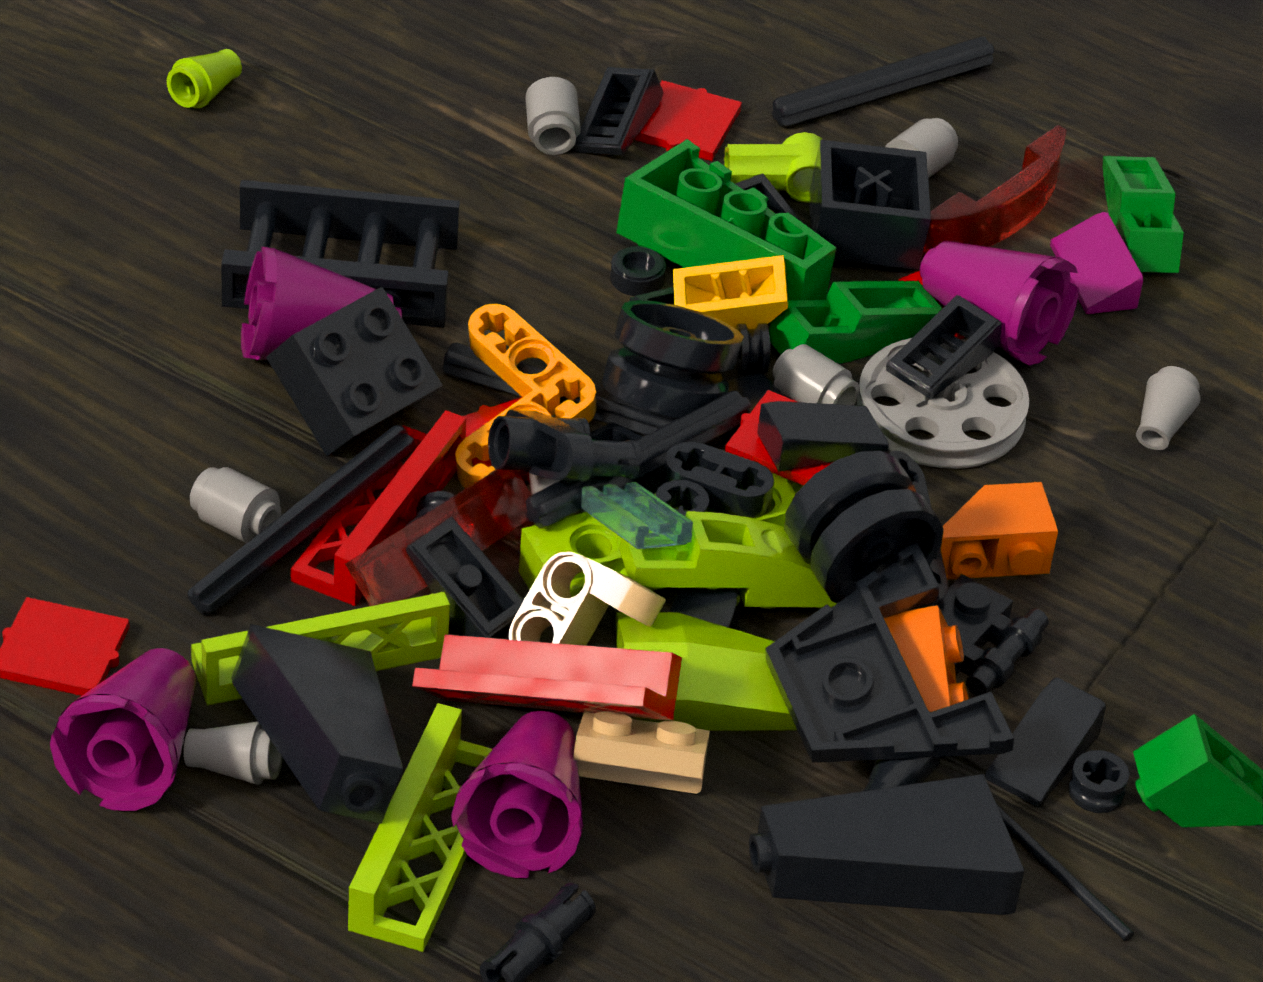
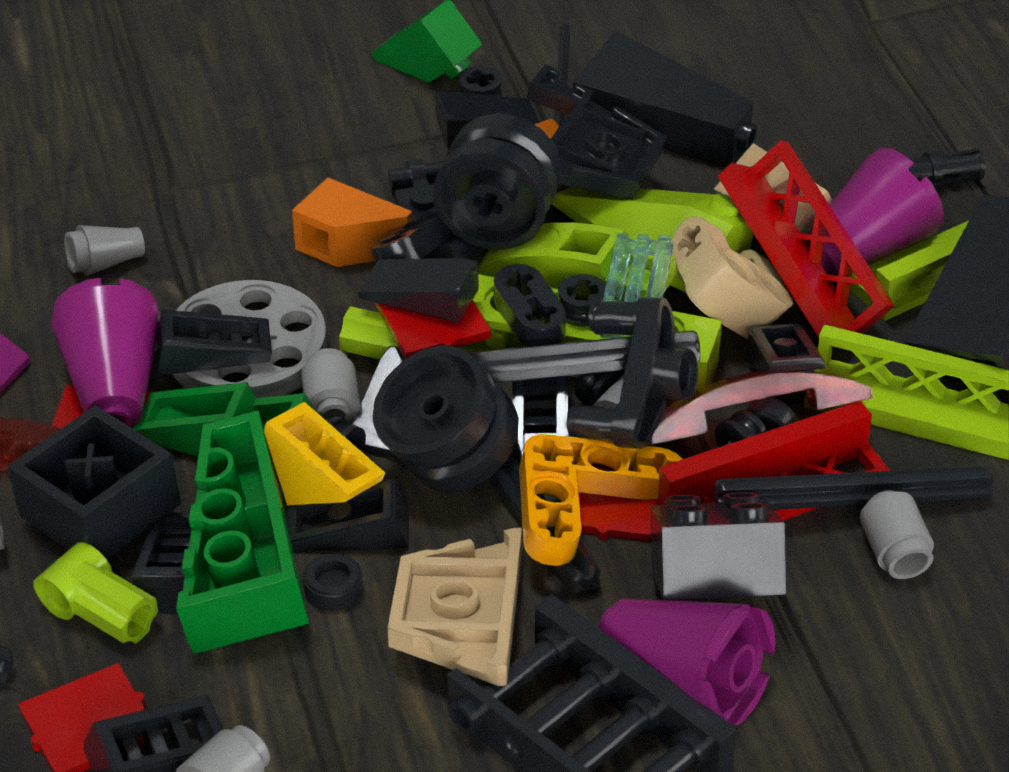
camera: 135 degrees left, 0 degrees up
(517, 265) = (459, 606): none -> tan wing

